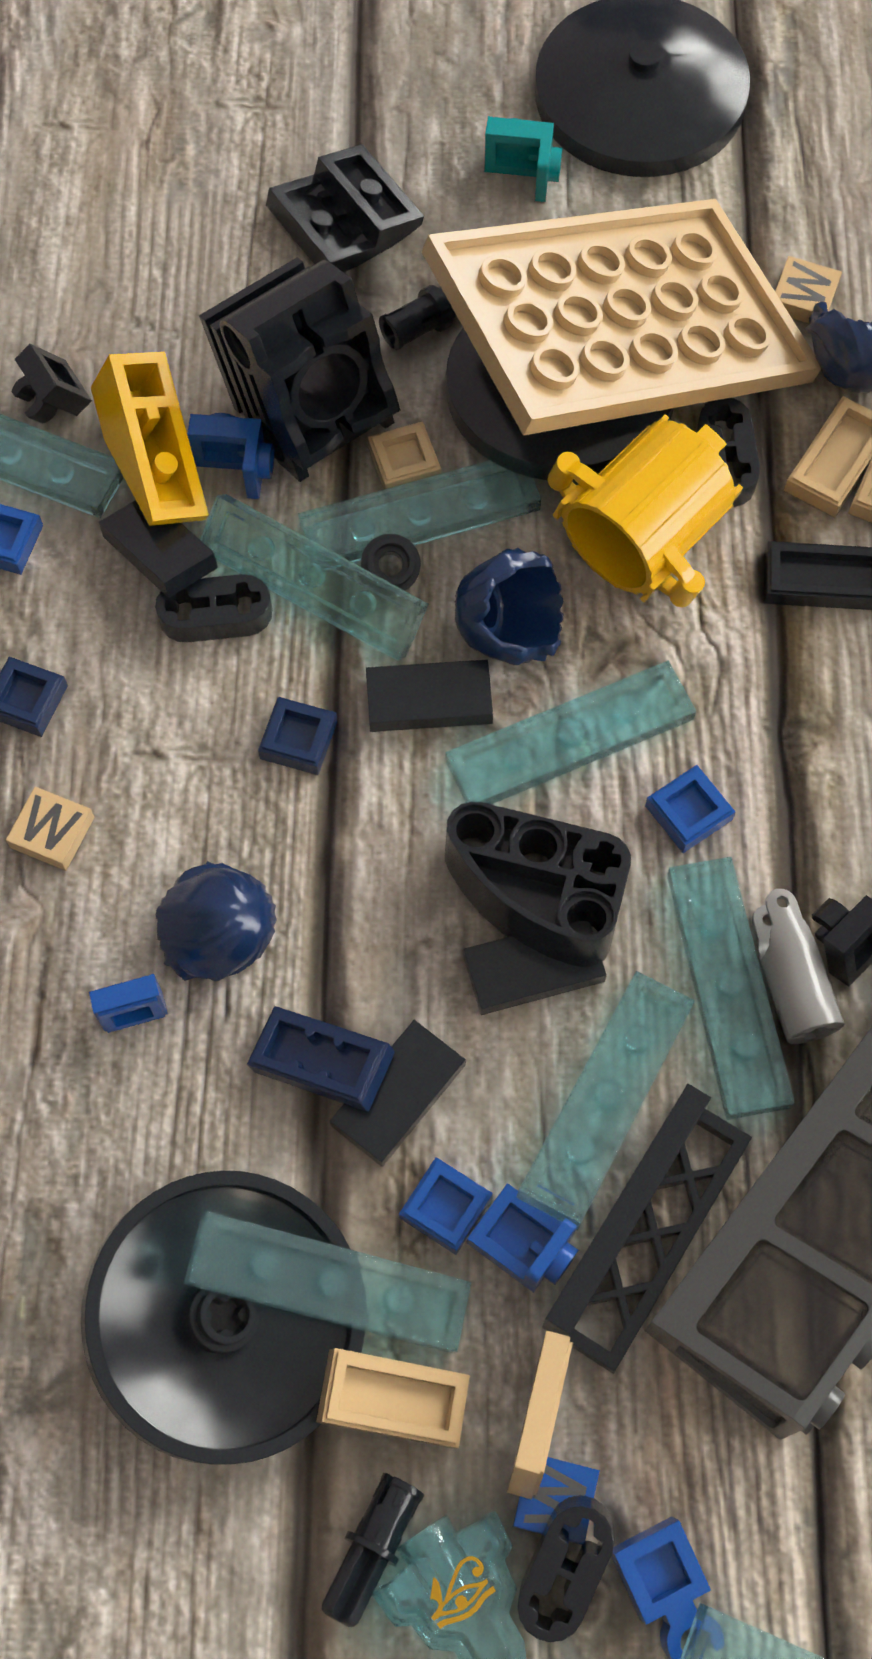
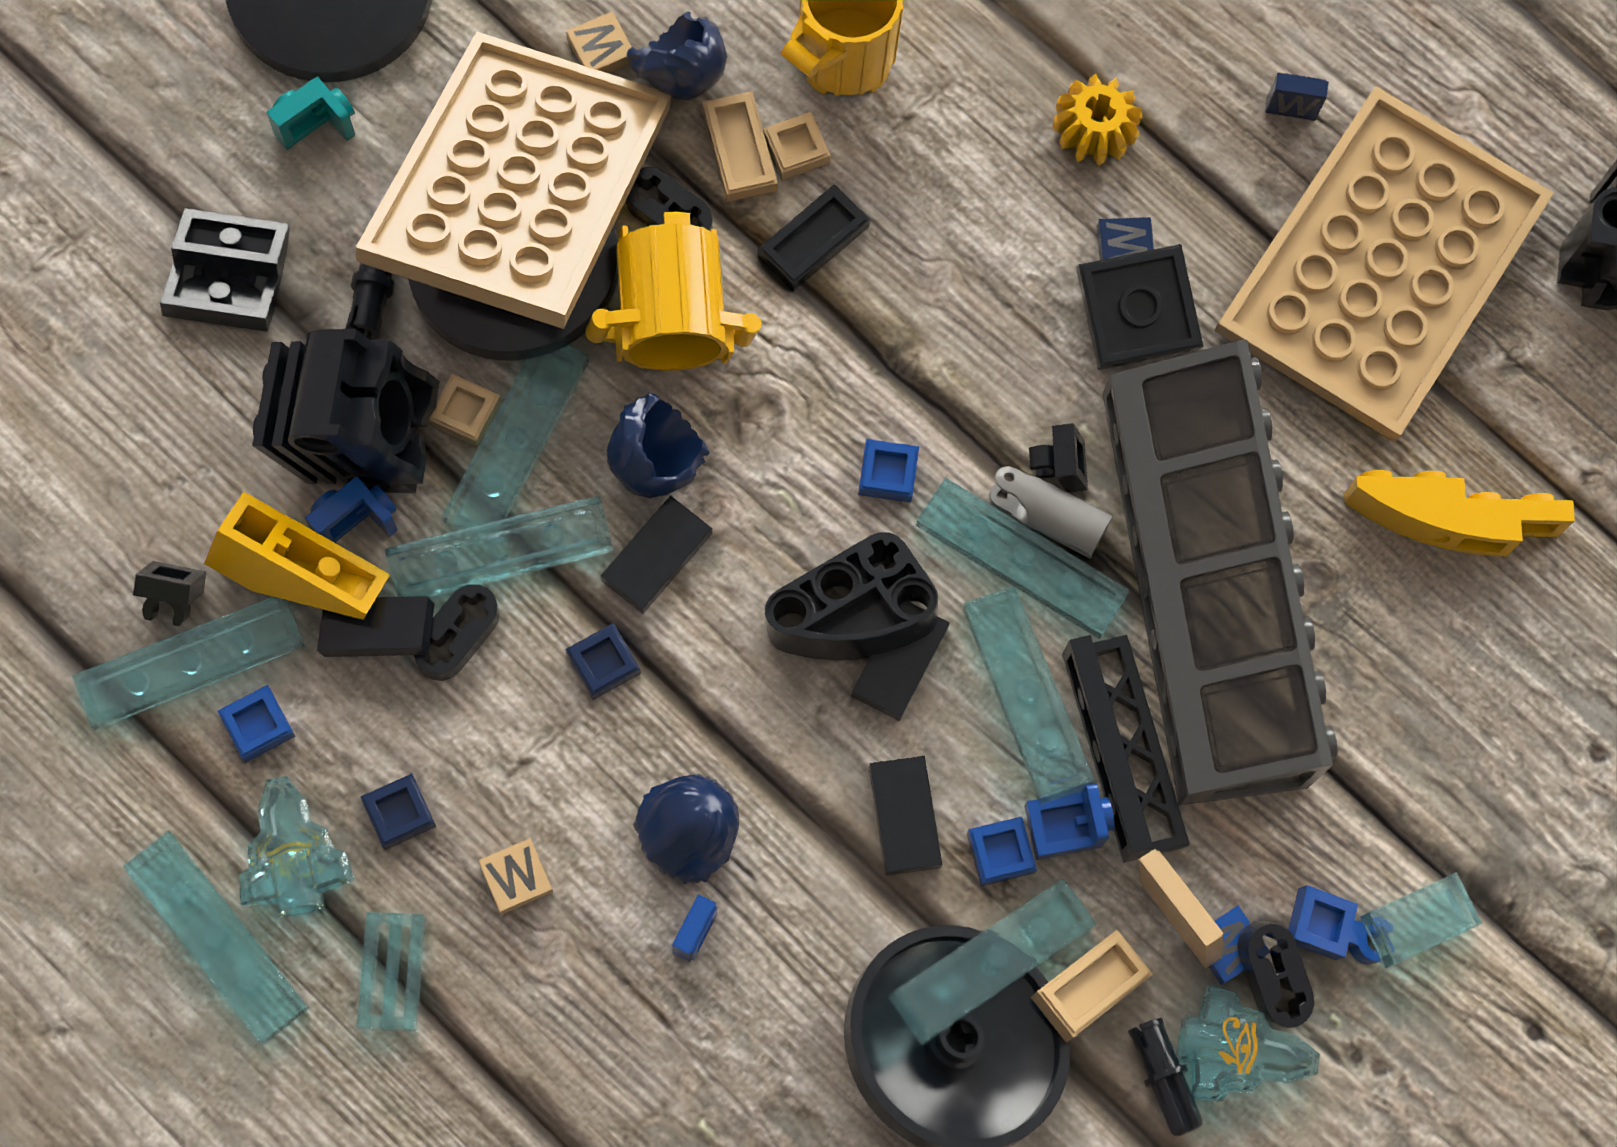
camera: 55 degrees left, 5 degrees up
(321, 1058) = (842, 841): dark blue plate -> none
(401, 548) = (548, 477): black plate -> none
(570, 735) = (769, 495): clear light blue tile -> none

